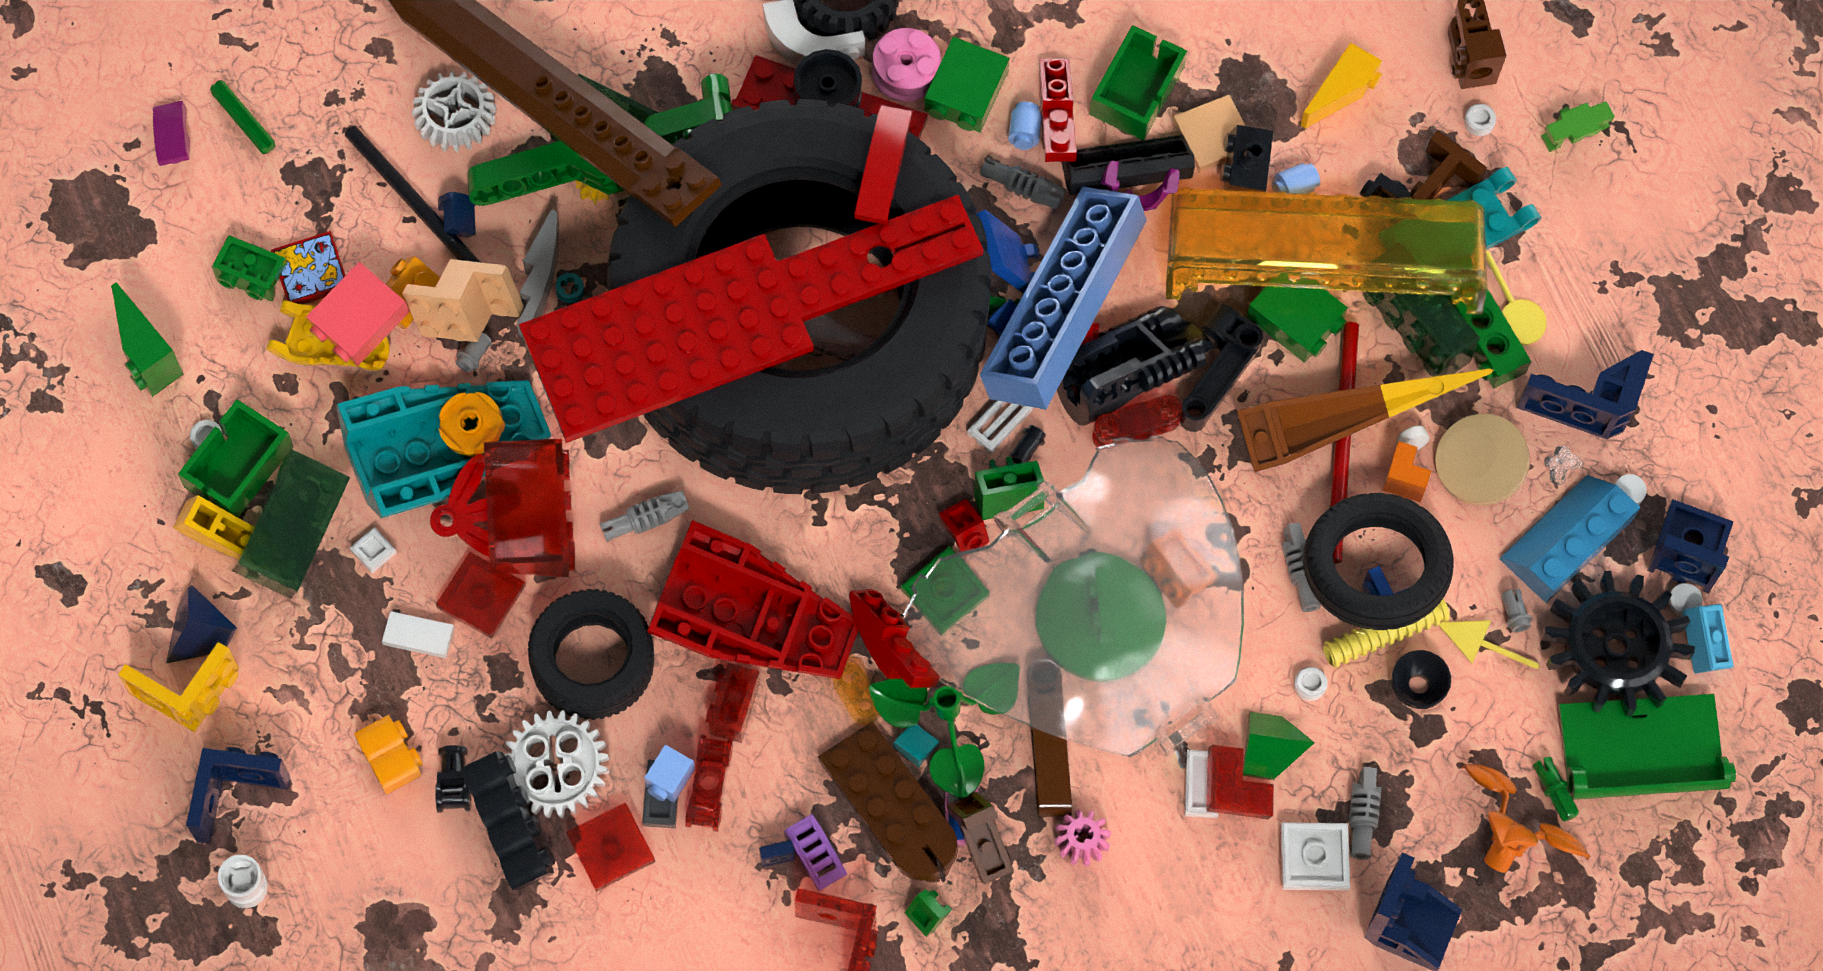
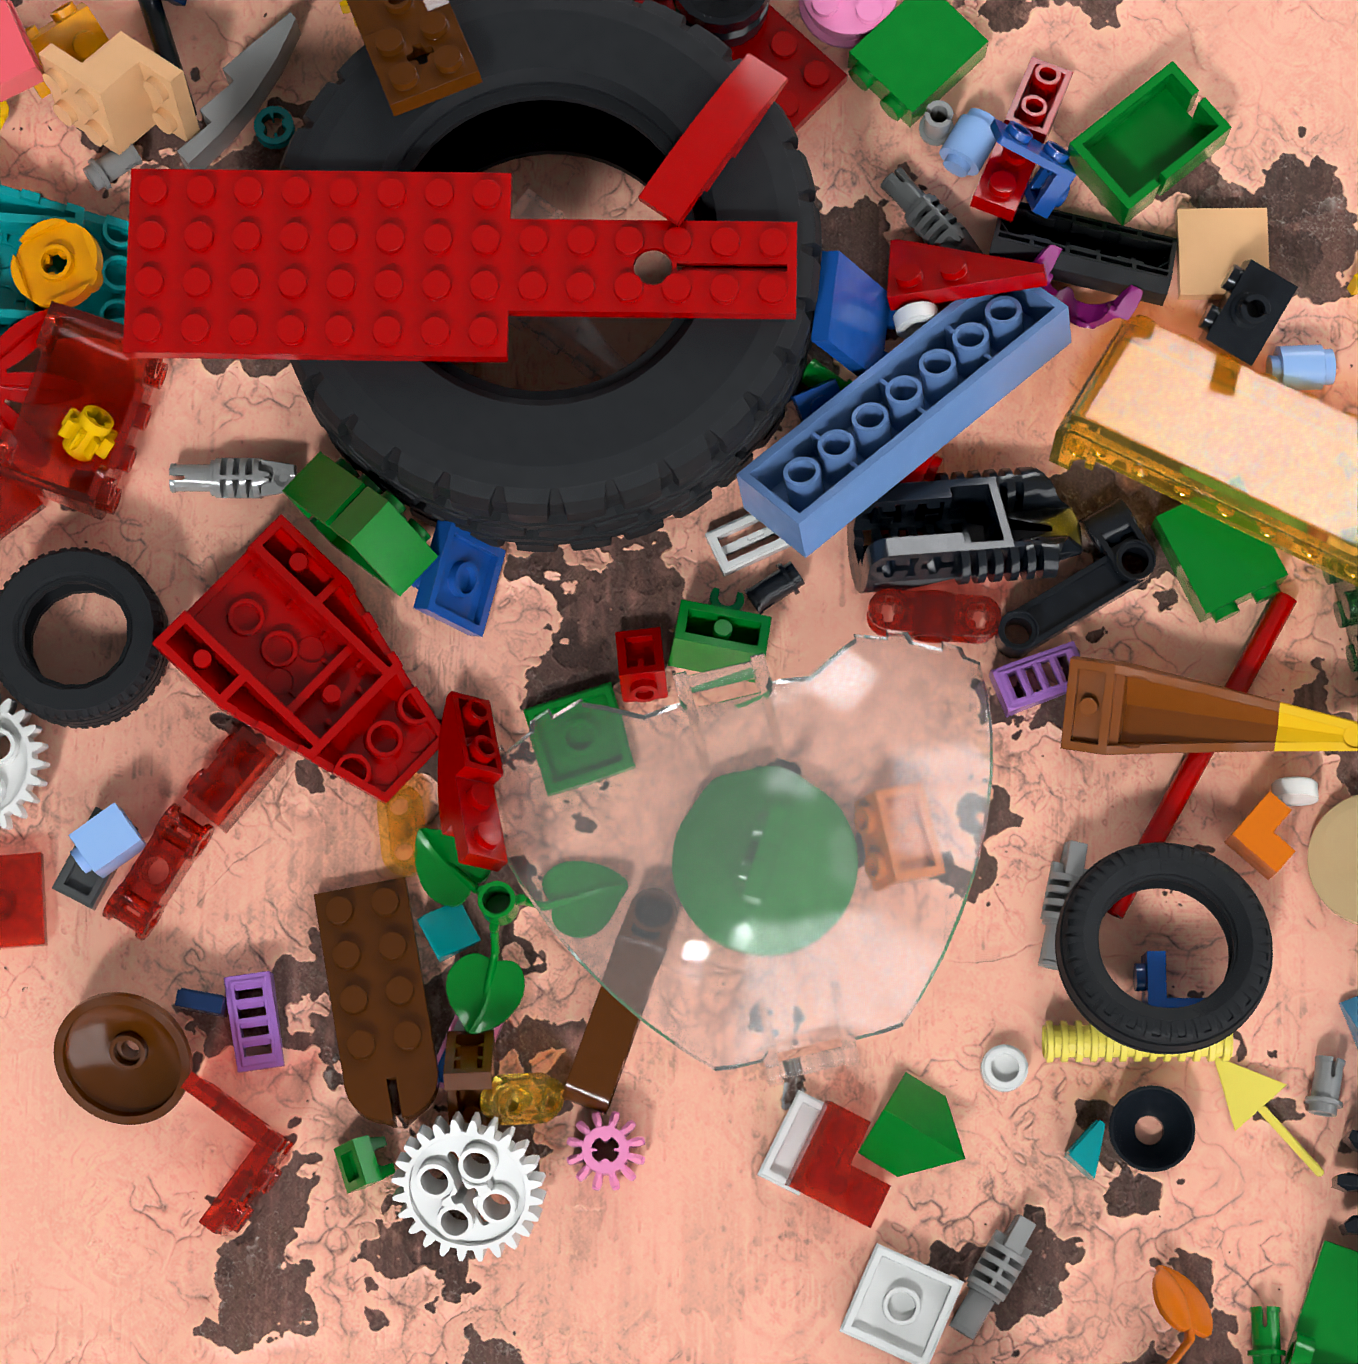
camera: 30 degrees right, 10 degrees up
(539, 521) = (88, 433): none -> yellow gear
(745, 928) = (109, 1075): none -> reddish brown dish
(748, 503) = (362, 521): none -> green piece
(822, 518) = (460, 580): none -> blue tile
(999, 121) = (936, 123): none -> light grey pin
(1015, 825) = (532, 1097): none -> clear yellow plate
(1028, 873) = (507, 1174): none -> white gear
(1041, 242) = (912, 317): none -> white tile
(1045, 210) = (948, 274): none -> red wing
(1089, 123) = (1053, 179): none -> blue bracket
(1203, 451) = (1000, 679): none -> medium lavender slope
(1387, 711) = (1086, 1149): none -> teal slope

